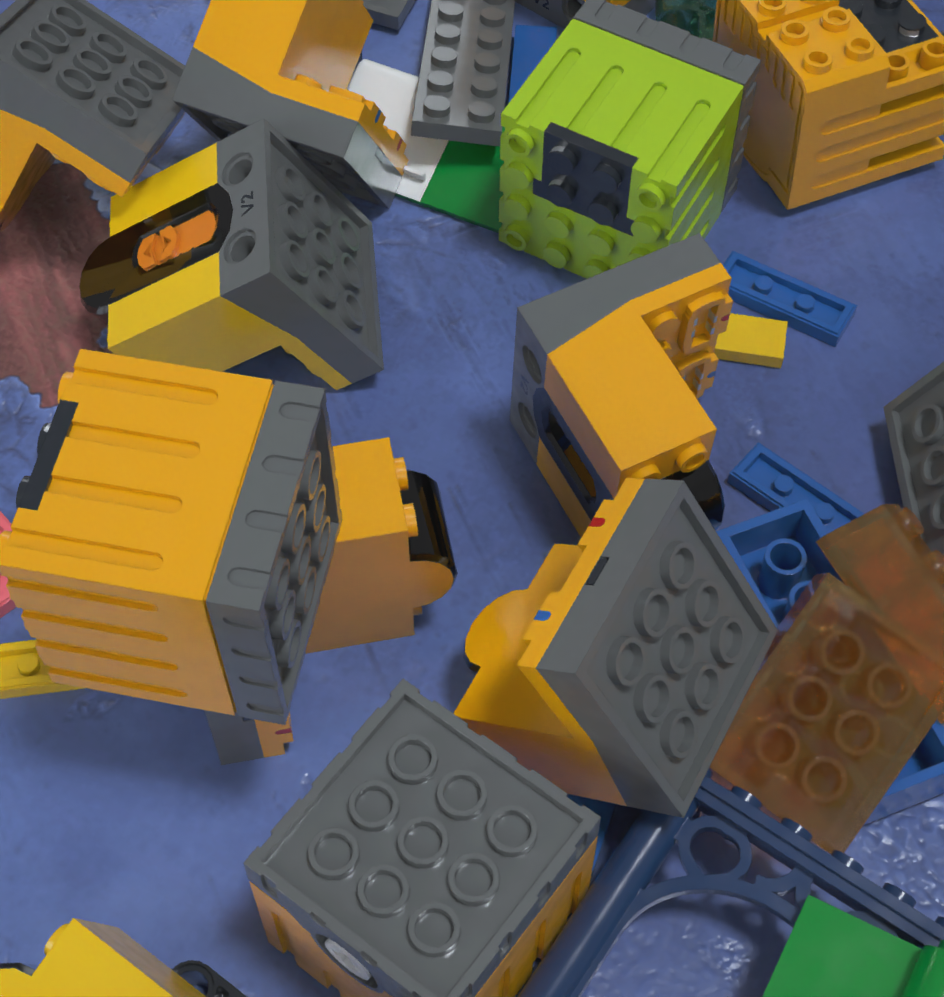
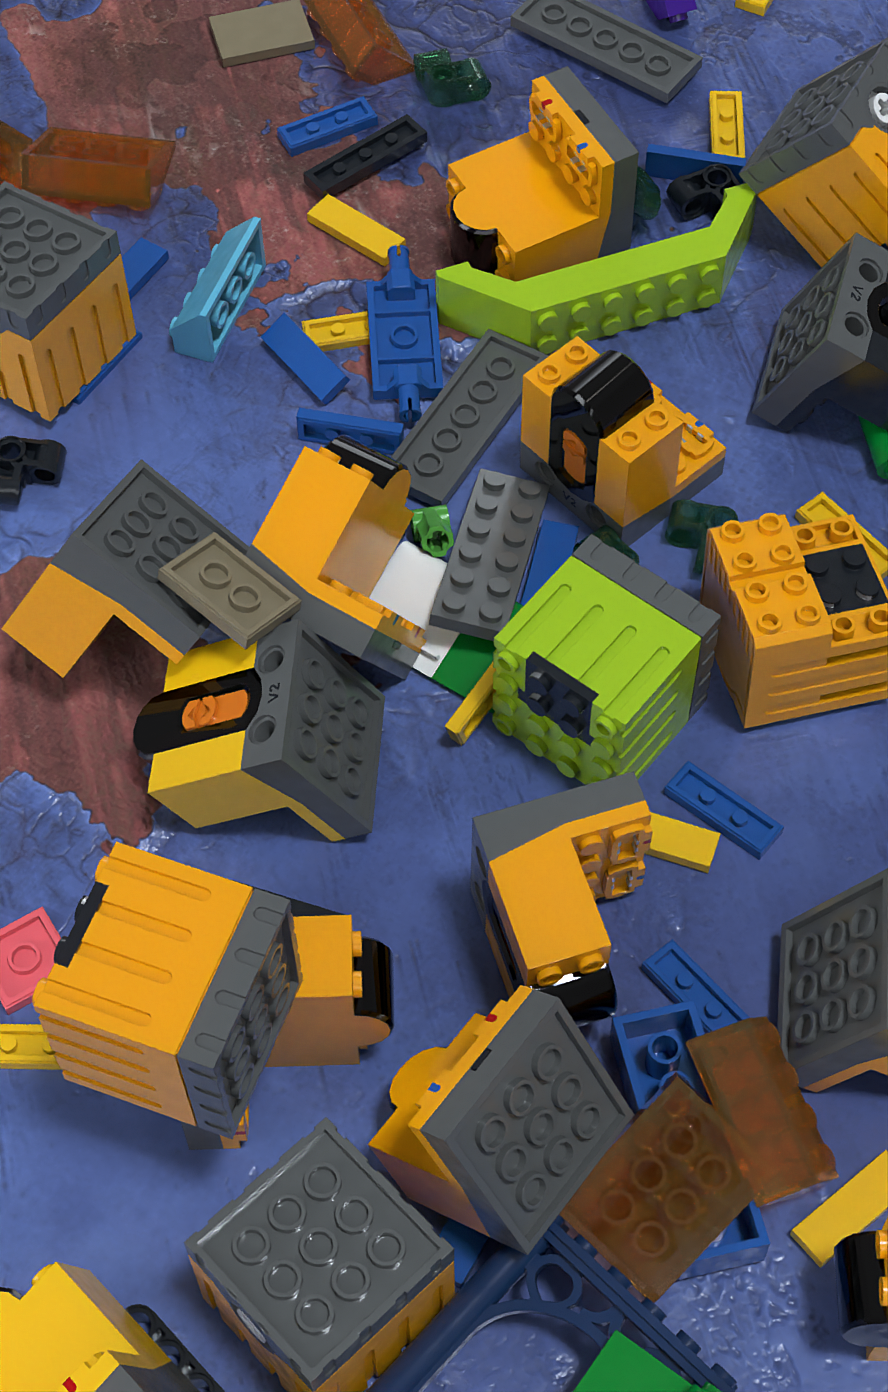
camera: 10 degrees right, 0 degrees up
(174, 96) = (229, 590): none -> dark tan tile
(393, 45) = (432, 529): none -> bright green piece
(478, 219) = (472, 709): none -> yellow tile

